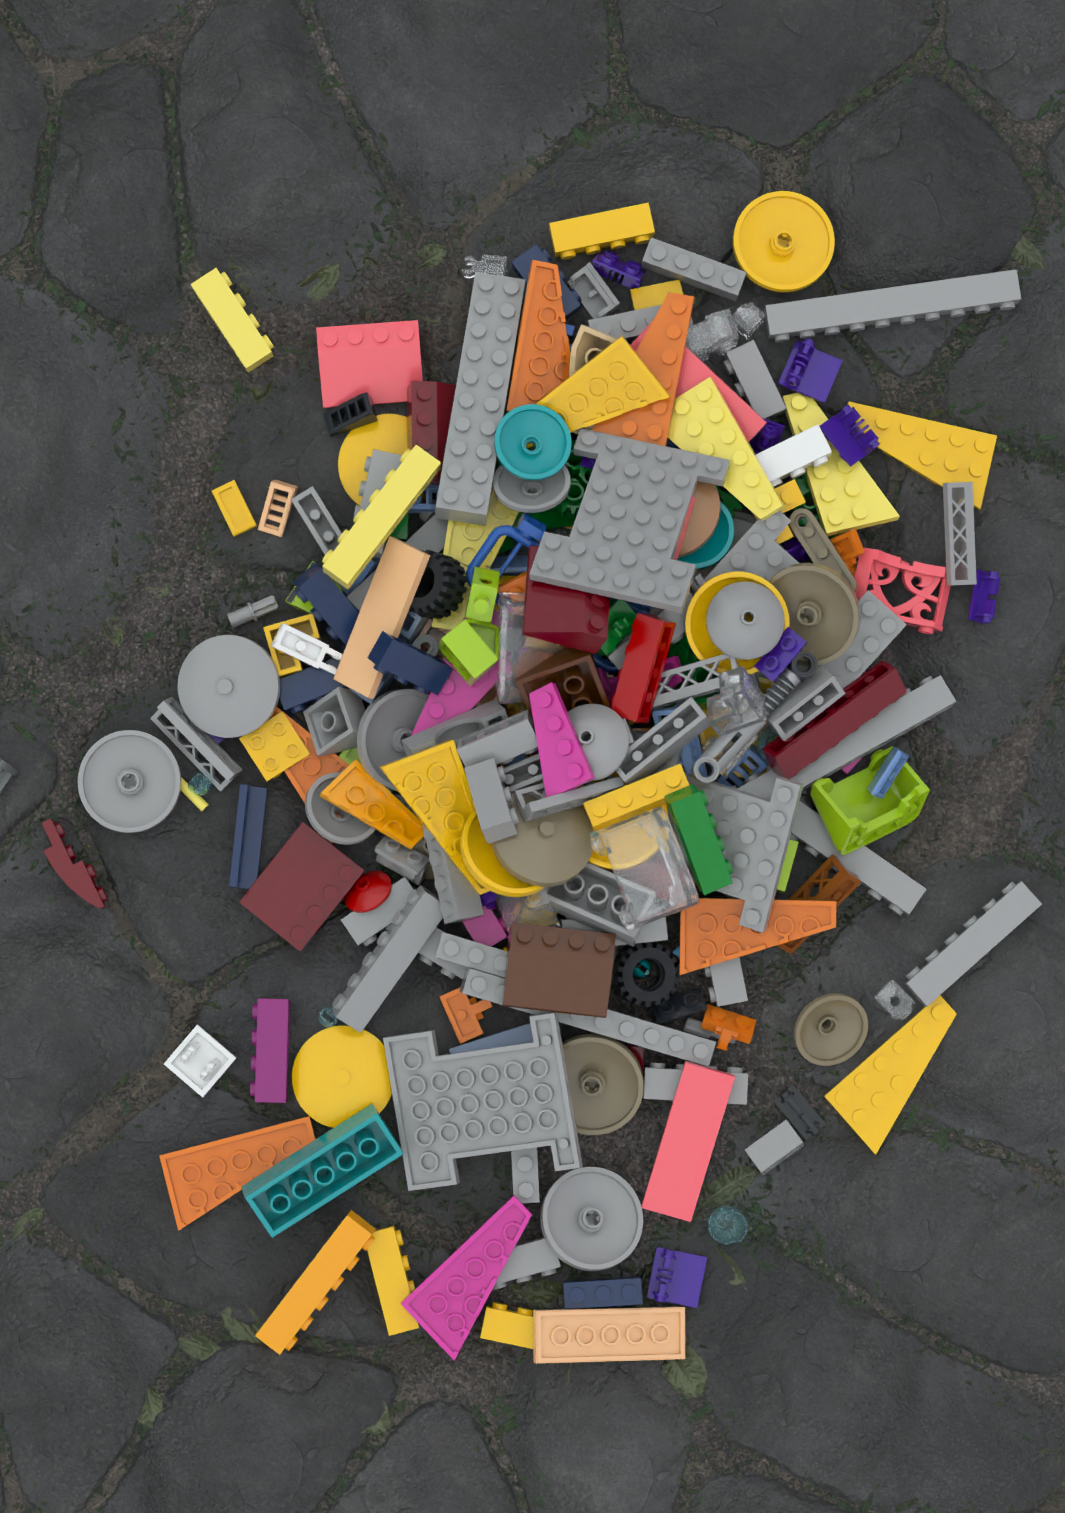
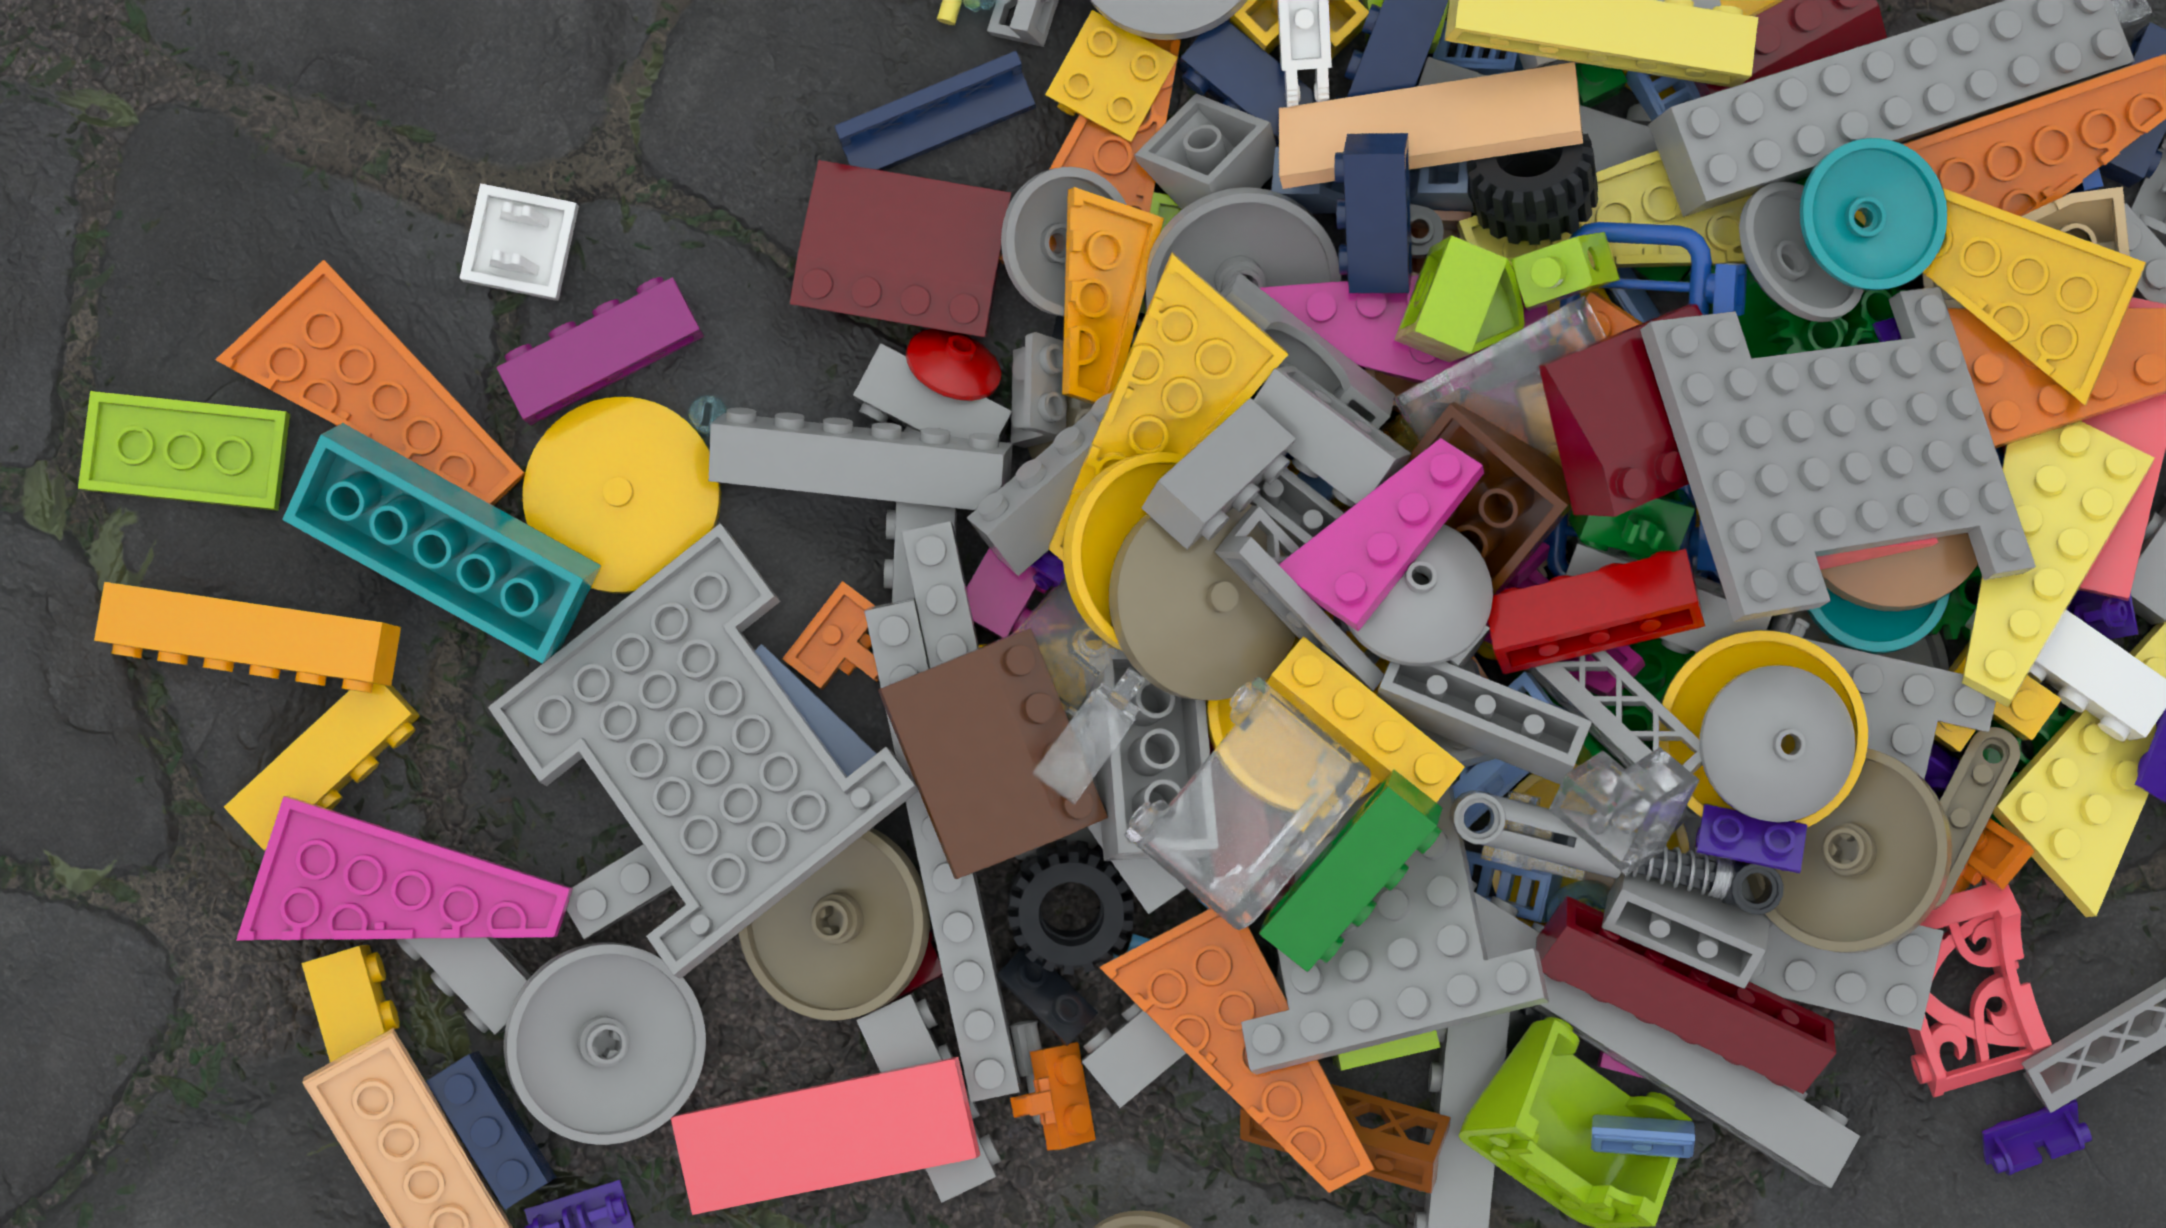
camera: 60 degrees right, 0 degrees up
(212, 1268) = (184, 450): none -> lime plate
(576, 922) = (1090, 737): none -> clear hinge
(638, 973) = (1066, 893): teal hinge -> none

